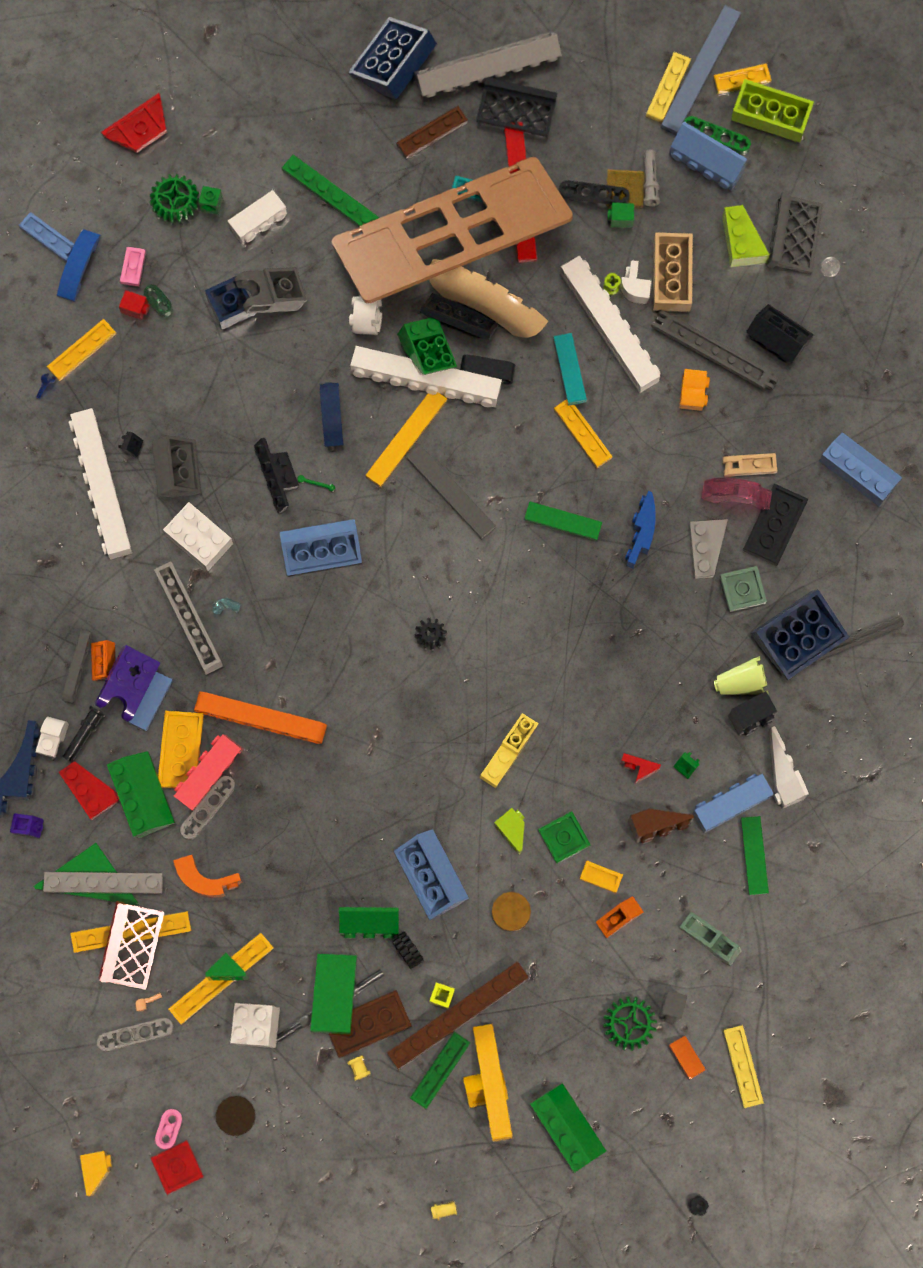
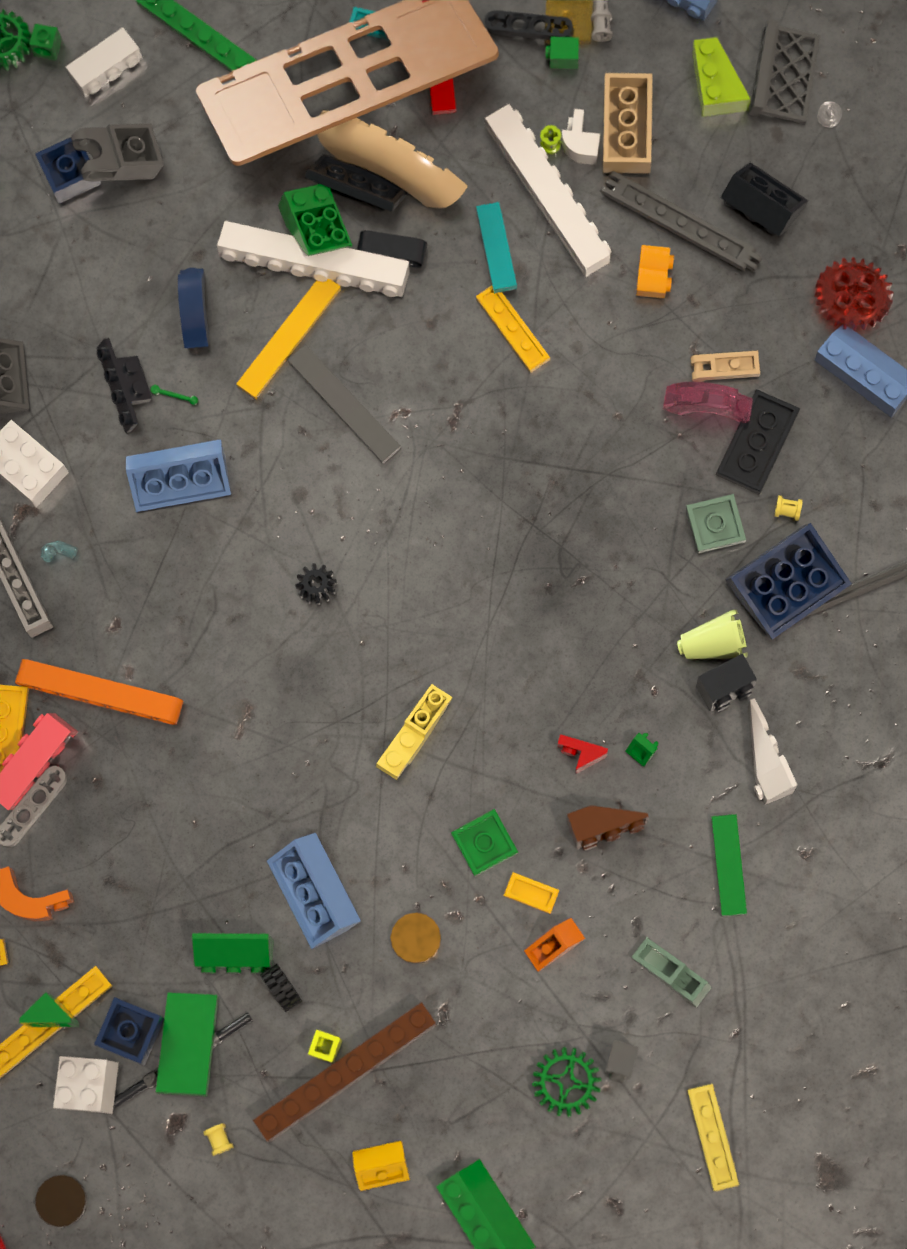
camera: 10 degrees right, 0 degrees up
(288, 983) = (129, 1031): none -> dark blue brick
(365, 316) = (238, 184): white brick -> none
(372, 1023) = (237, 1082): reddish brown tile -> none
(440, 1070) = (322, 1142): green tile -> none
(492, 1082) = (388, 1159): yellow tile -> none
(512, 828) = (417, 831): lime slope -> none
(563, 521) = (486, 439): green tile -> none
(645, 526) = (589, 442): blue slope -> none
(686, 1057) = (640, 1126): orange slope -> none
(706, 546) = (669, 469): light grey wing -> none
(732, 803) = (701, 797): medium blue brick -> none
(799, 577) = (788, 508): none -> light yellow bush
(850, 409) = (854, 293): none -> clear red gear

